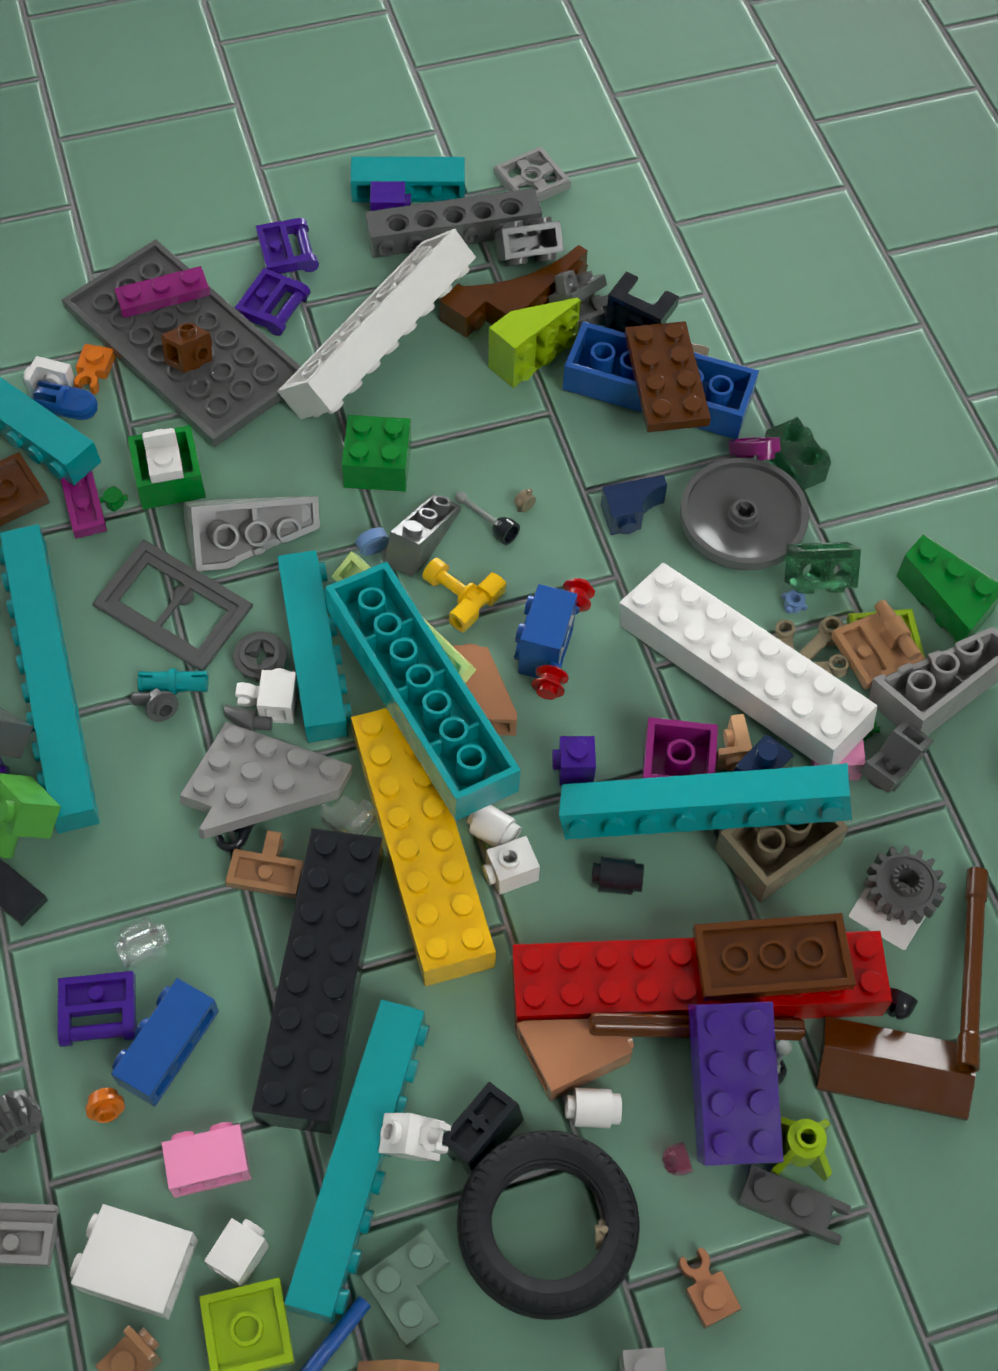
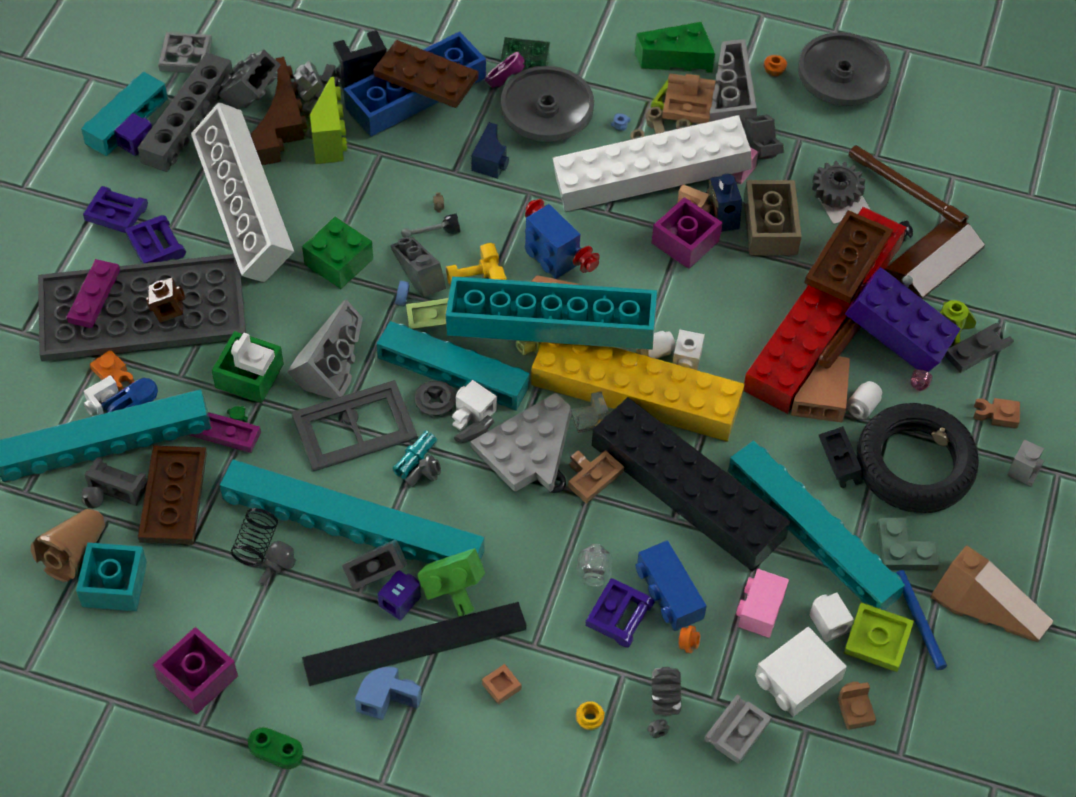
camera: 55 degrees left, 5 degrees down
(412, 1137) = (829, 484): white brick -> none
(575, 759) = (646, 276): dark purple brick -> none
(618, 875) = (733, 306): black brick -> none
(706, 801) = (729, 232): teal brick -> none
(823, 561) = (615, 91): clear green brick -> none

